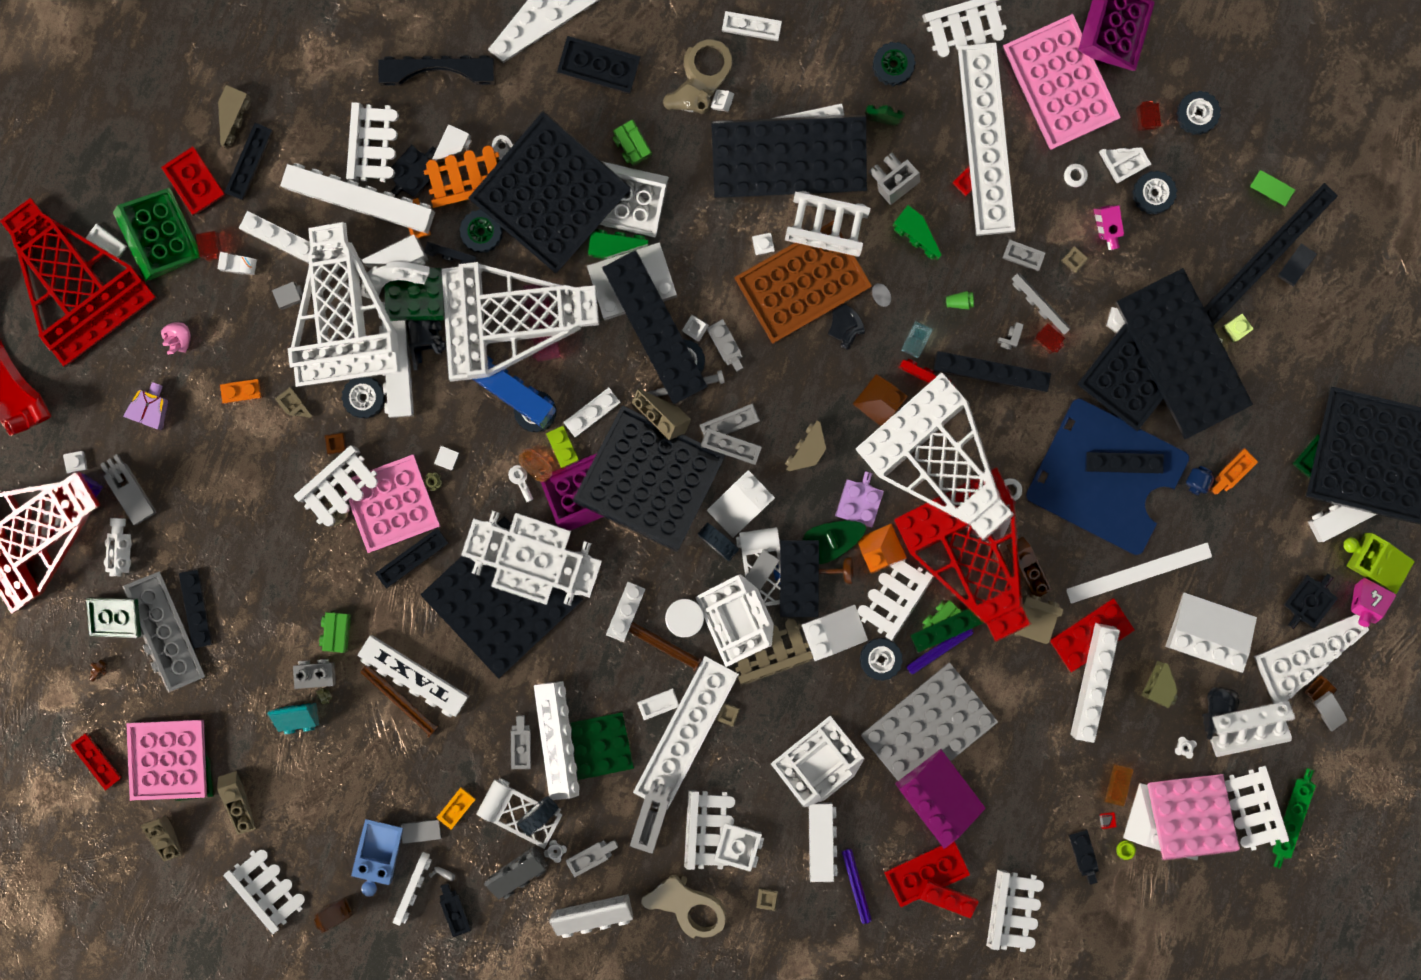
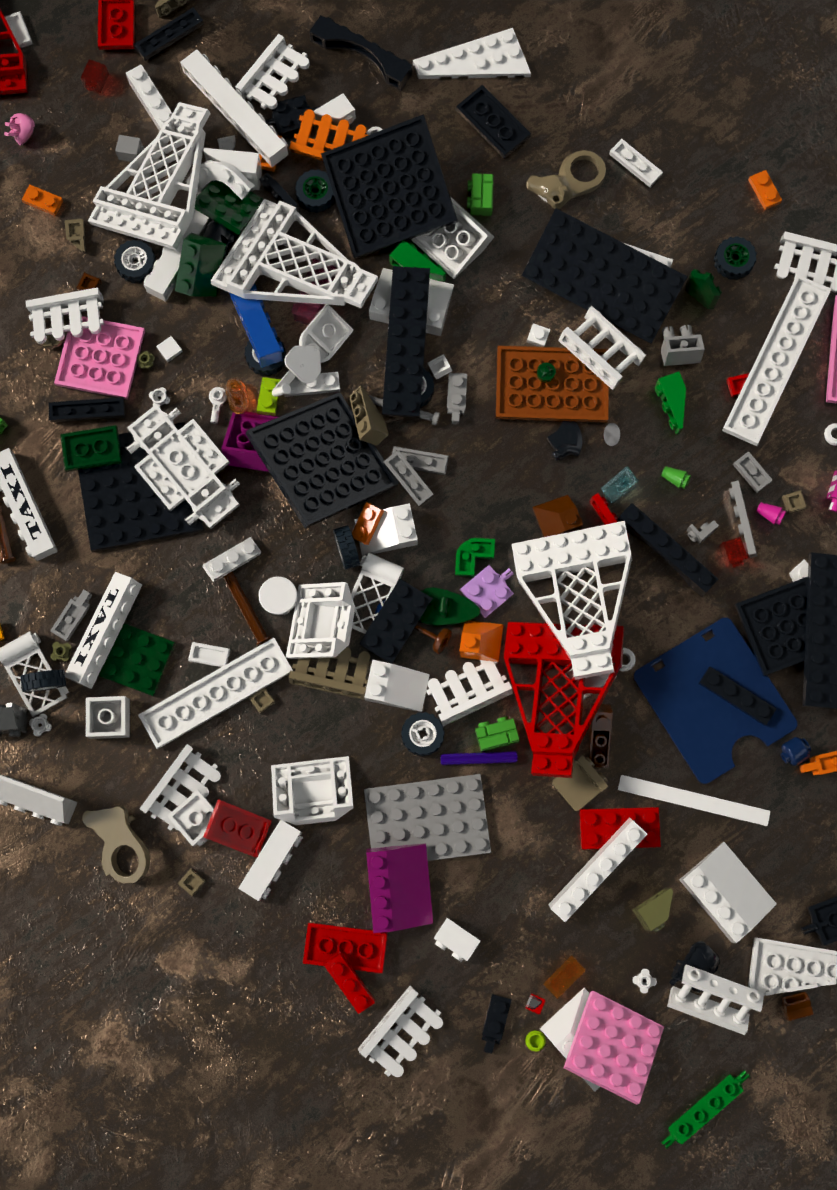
camera: 30 degrees right, 10 degrees down
(156, 233) = (60, 44): green slope -> none
(236, 264) = (105, 102): white leg -> none
(371, 236) = (227, 143): none -> white tile
(428, 370) = (198, 265): none -> dark green slope
(440, 591) = (91, 448): none -> dark green tile
(472, 507) = (159, 392): none -> white plate
(536, 780) = (65, 655): none -> olive plate
(577, 363) = (316, 346): none -> white plate
(590, 857) = (66, 748): light grey hinge -> none
(610, 811) = (107, 717): none -> white brick
(649, 821) = (134, 748): light grey hinge -> none
(721, 508) = (367, 523): none -> orange plate
(722, 100) = (576, 204): white plate -> none
(762, 569) = (369, 594): light grey tile -> none
(778, 834) = (237, 828): none -> red plate
(792, 277) = (546, 372): none -> dark green tile
(809, 450) = (471, 521): dark tan slope -> none
(823, 477) = (472, 549): none -> green plate
(856, 886) = (276, 920): dark purple axle -> none
(945, 629) = (494, 740): dark green plate -> none
(1013, 810) = (456, 939): none -> white brick
(1061, 282) = (771, 513): none -> dark pink cone
(1264, 816) = (679, 1089): white fence -> none
(1330, 711) = (796, 1030): light grey slope -> none

